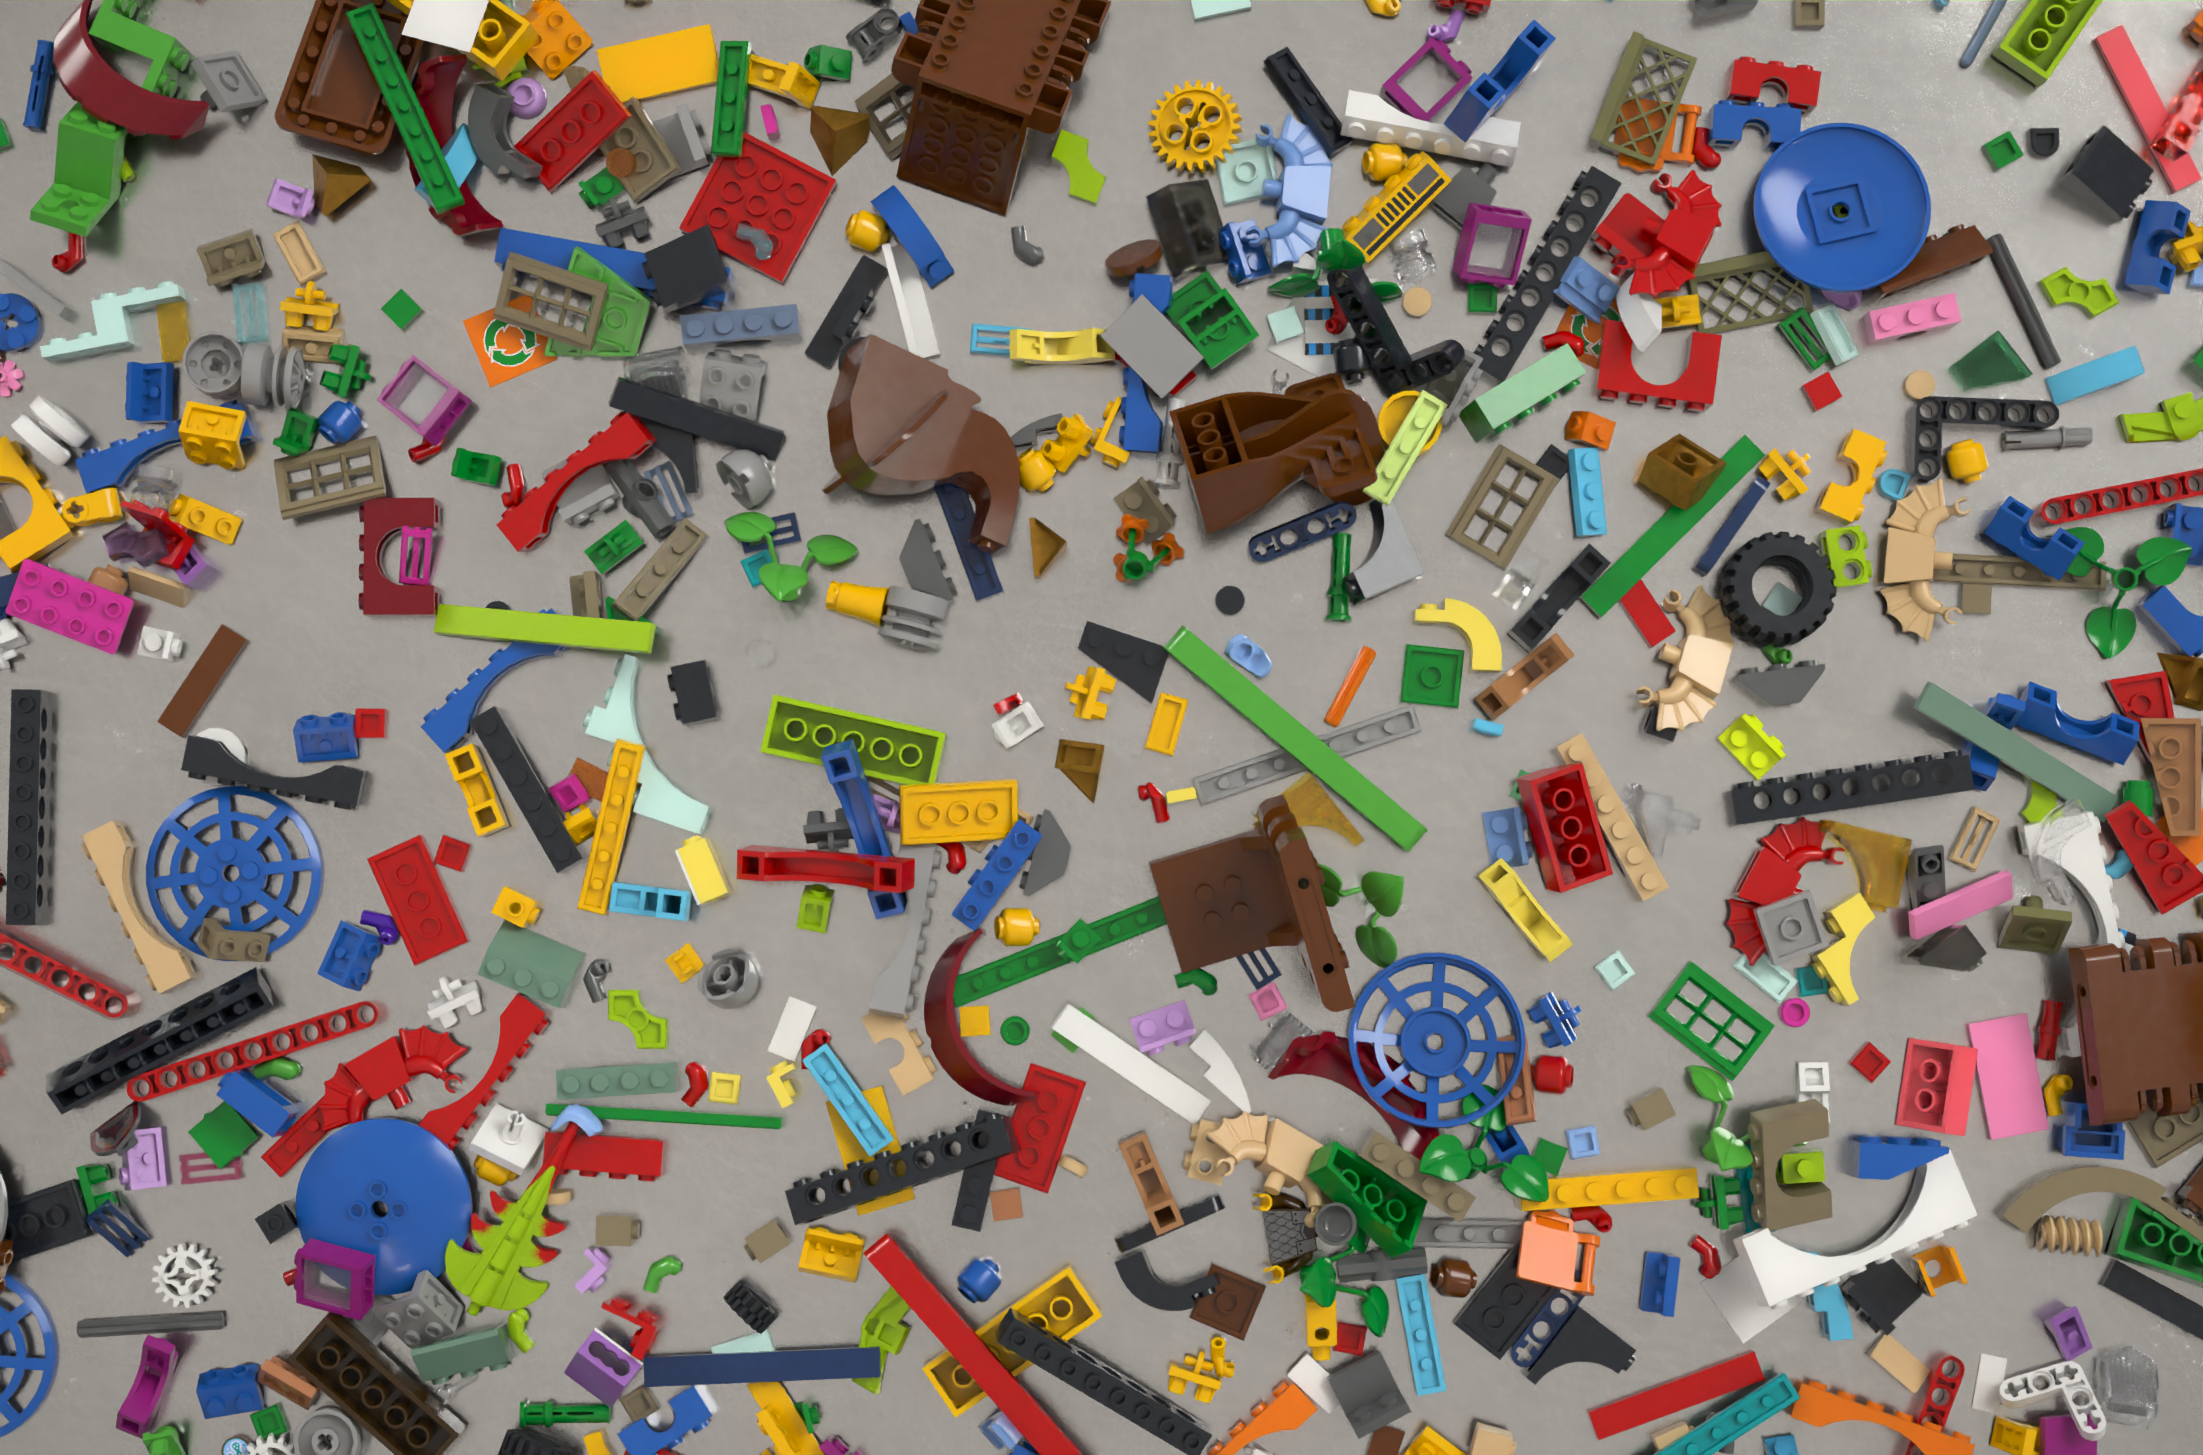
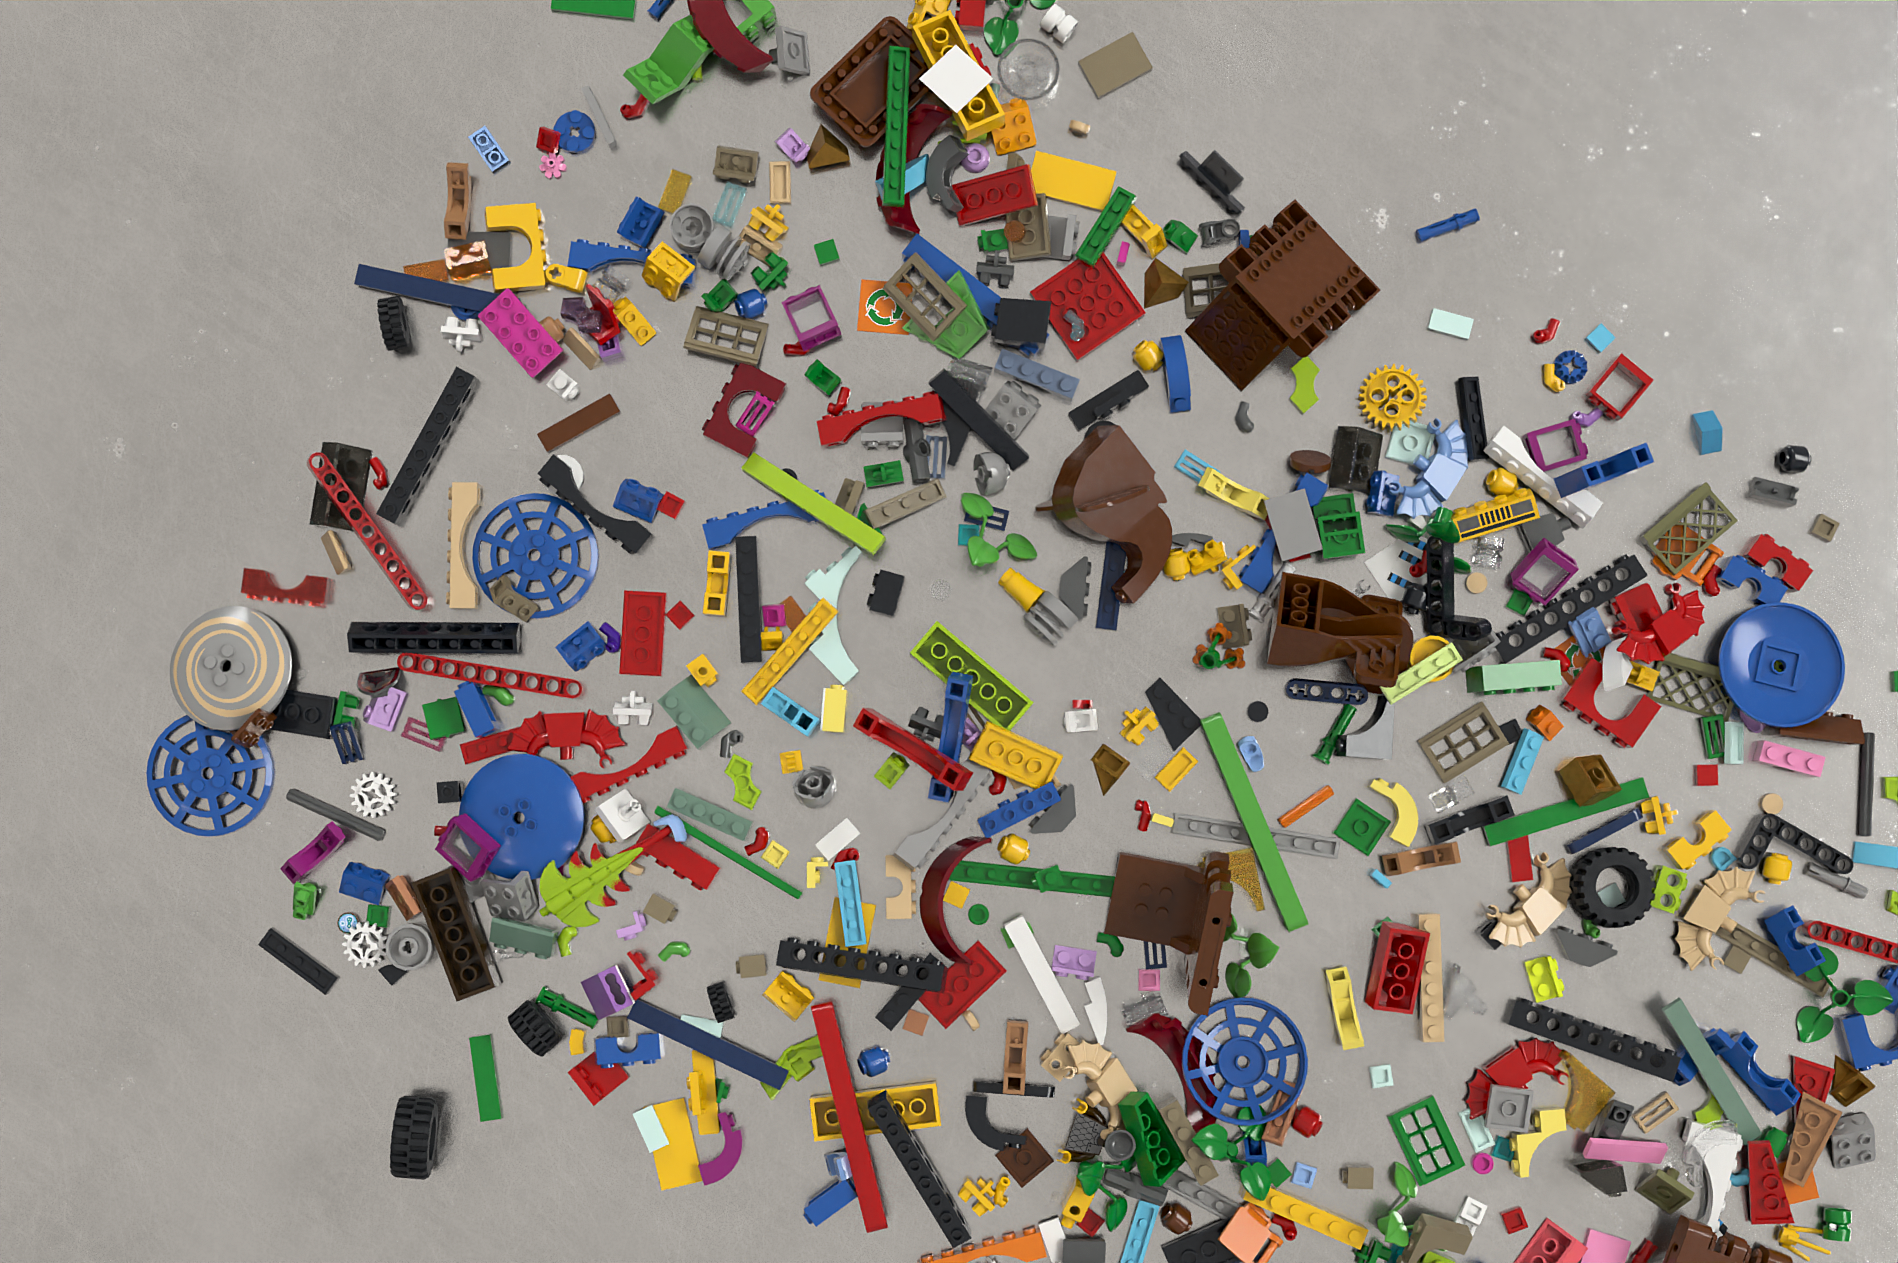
camera: 25 degrees right, 0 degrees up
(48, 432) = (565, 214): white wheel -> none
(112, 321) = (639, 165): light aqua bracket -> none
(911, 302) = (1153, 415): white fence -> none
(1045, 547) = (1158, 615): pearl gold slope -> none
(1284, 324) = (1384, 553): light aqua tile -> none
(1506, 836) = (1356, 955): medium blue bracket -> none
(1550, 1009) = (1330, 1092): blue hips -> none
(1991, 364) = (1825, 814): clear green wing -> none

